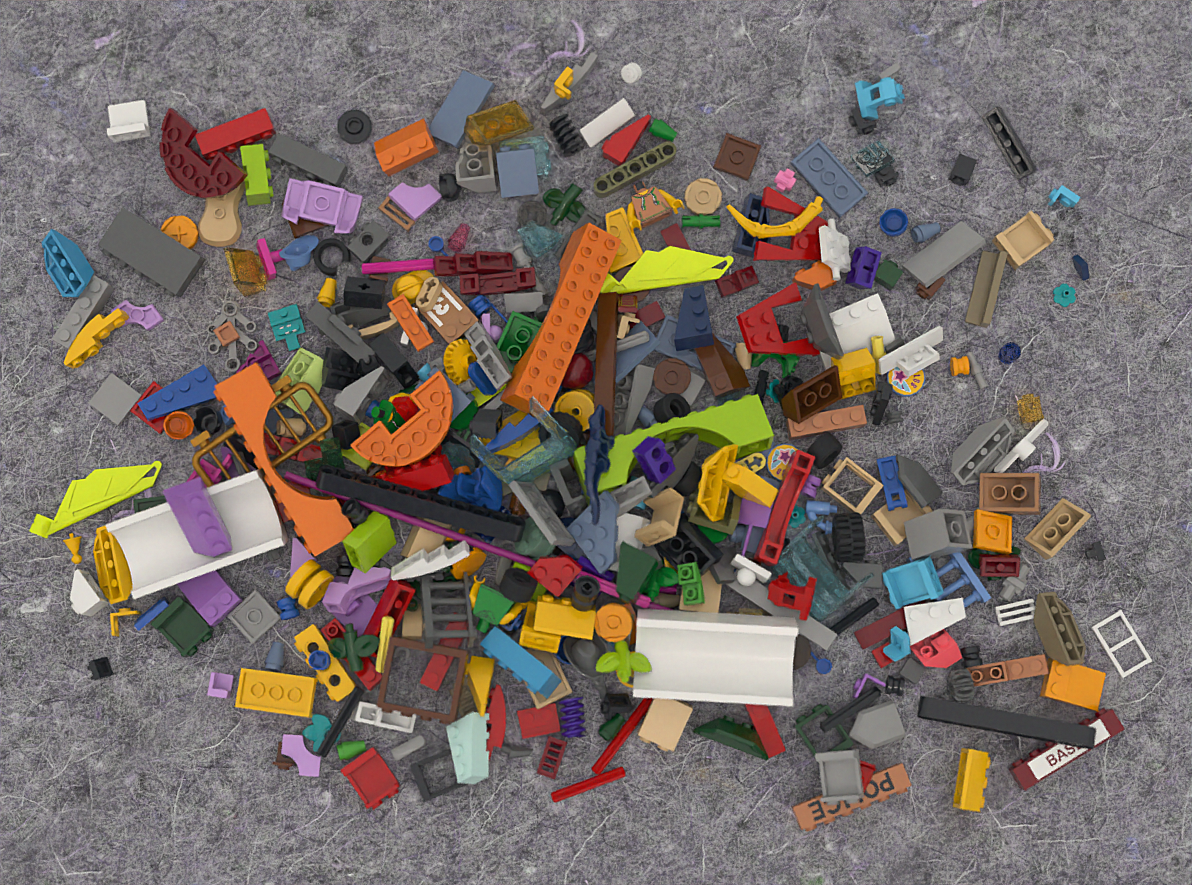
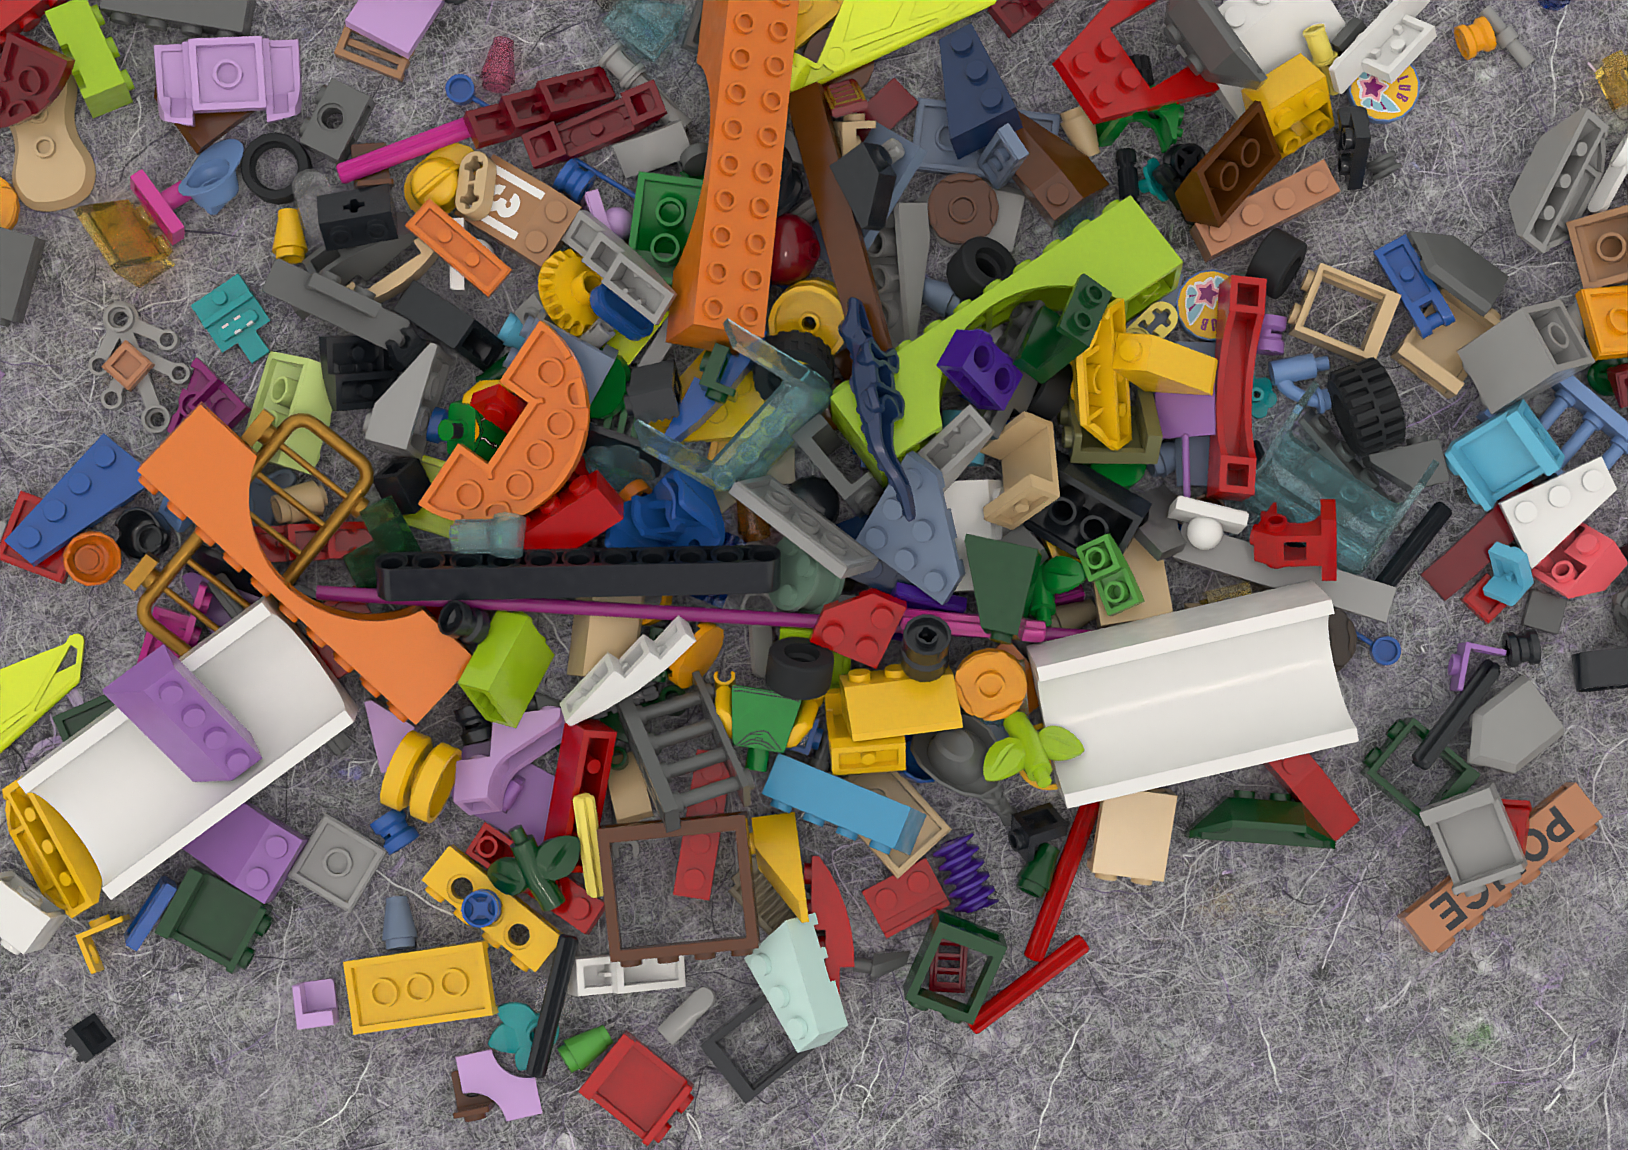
camera: 20 degrees left, 5 degrees up
(385, 472) = (498, 536): none -> clear light blue piece
(520, 419) = (713, 368): none -> dark green bracket
(563, 748) = (965, 934): none -> dark green window
(625, 349) = (867, 183): none -> black slope
(698, 356) = (1002, 156): none -> sand blue tile
(700, 454) = (1058, 339): none -> dark green panel

